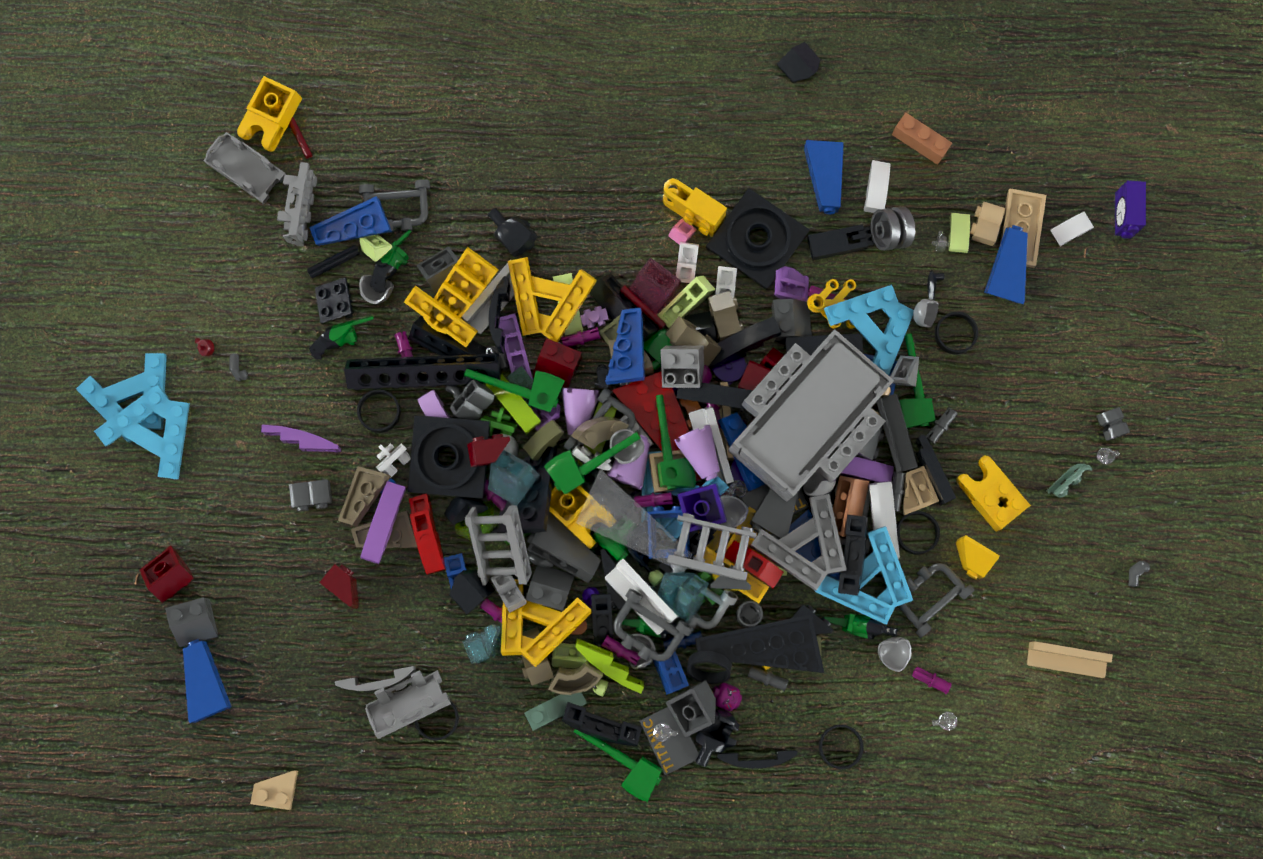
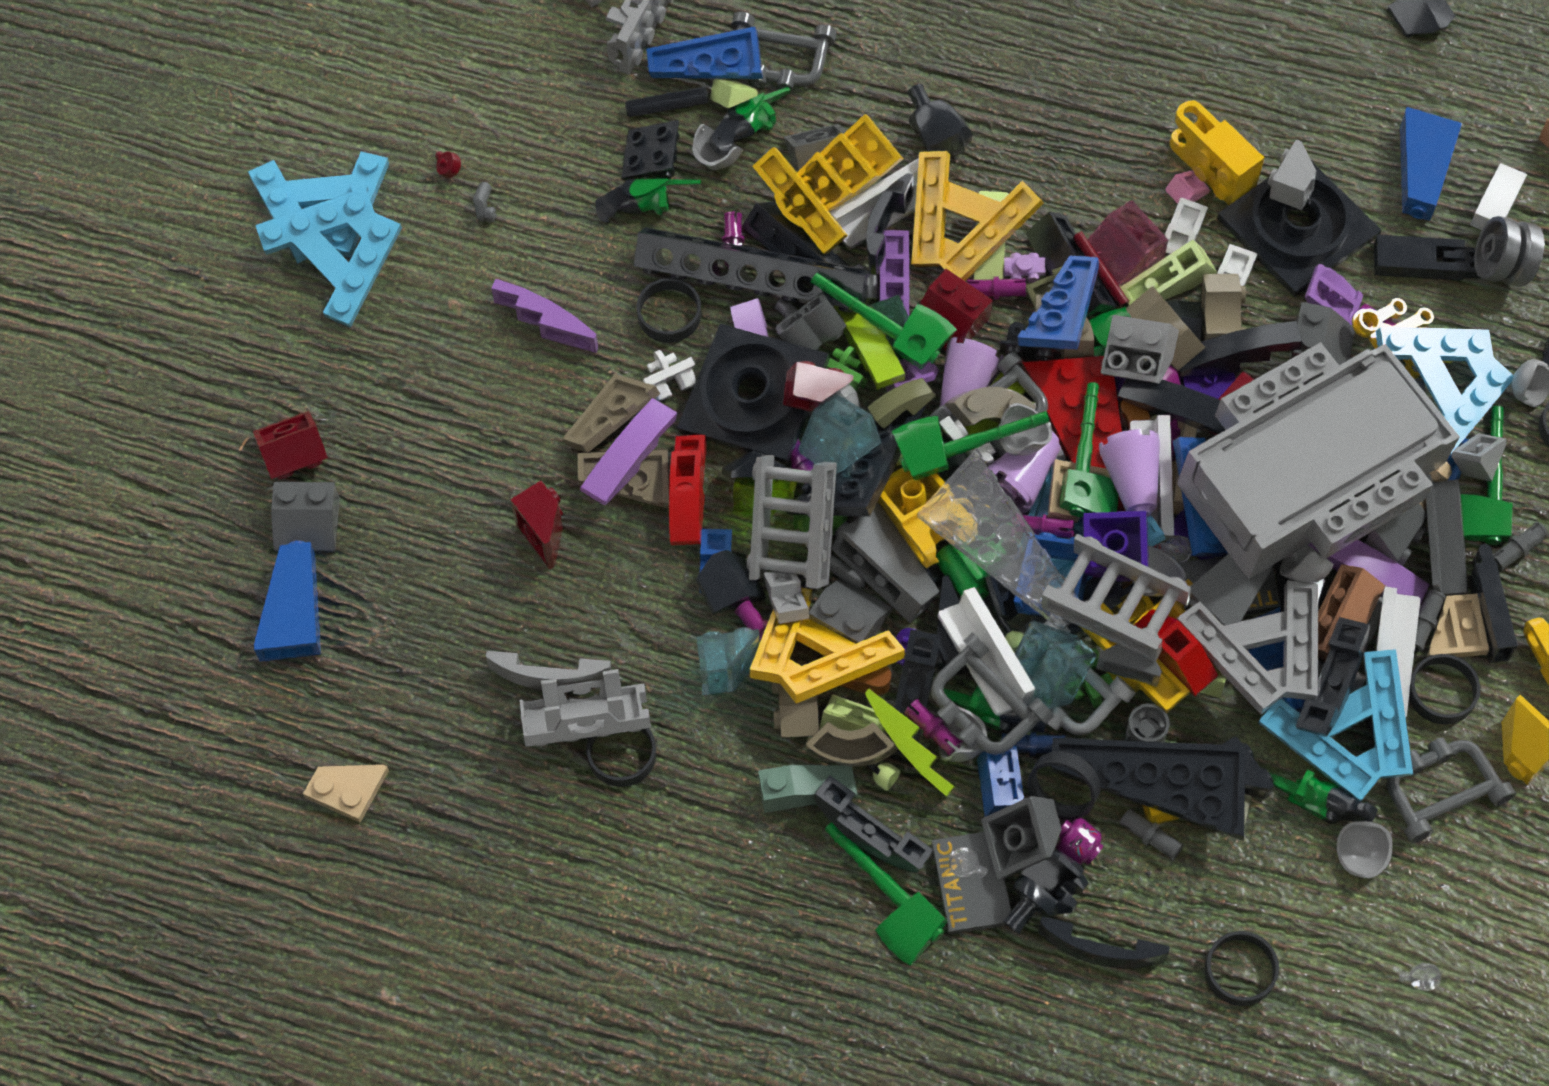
camera: 20 degrees right, 15 degrees down
(310, 494) = (534, 393): dark grey brick -> none
(749, 213) = (1294, 178): none -> light grey slope
(931, 680) = (1413, 909): magenta axle -> none

